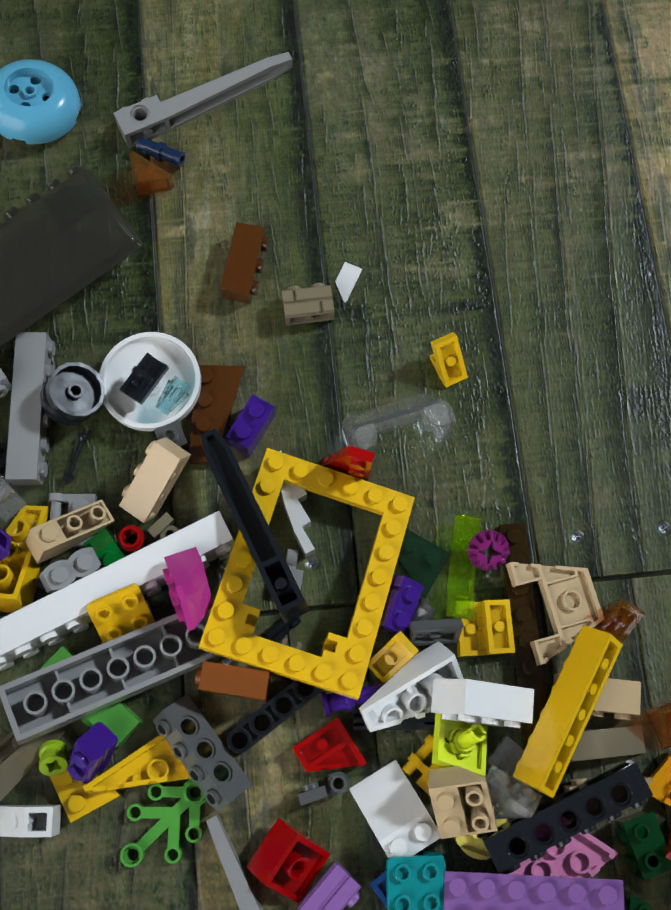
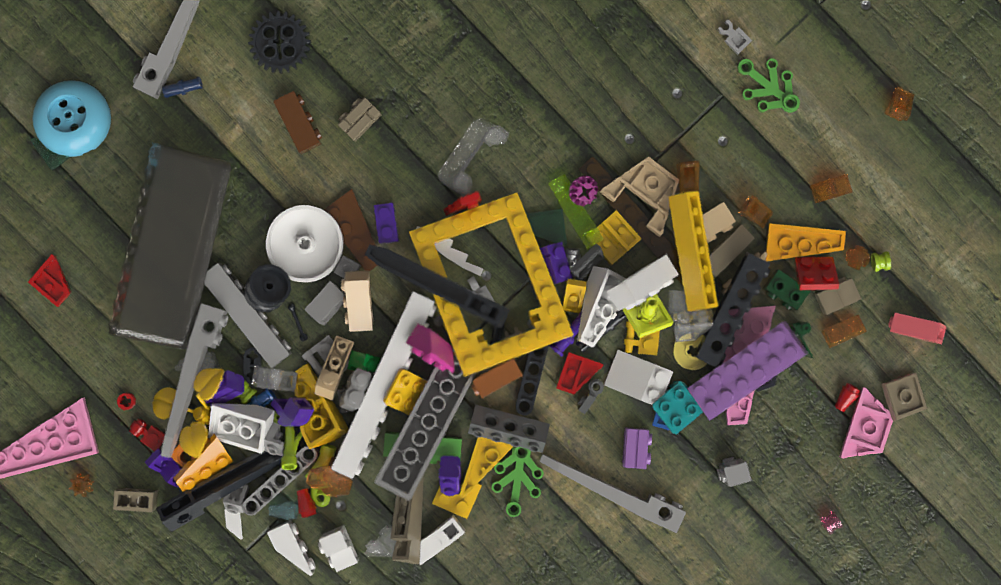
camera: 30 degrees left, 15 degrees up
(53, 758) = (430, 494): lime wheel -> none
(118, 459) = (326, 303): none -> light grey hinge
(129, 533) = (369, 349): red cone -> none
(144, 378) = (304, 247): black hips -> none
(148, 176) = (189, 111): clear orange slope -> none
(162, 527) = (384, 324): dark tan tile -> none
(172, 395) = (328, 243): clear light blue cone -> none
(287, 860) = (599, 447): red slope -> none
(306, 189) = (262, 43): none -> black gear
(347, 279) = (368, 81): white sticker -> none
(448, 359) = (473, 89): yellow slope -> none
(460, 802) = (669, 347): tan slope -> none

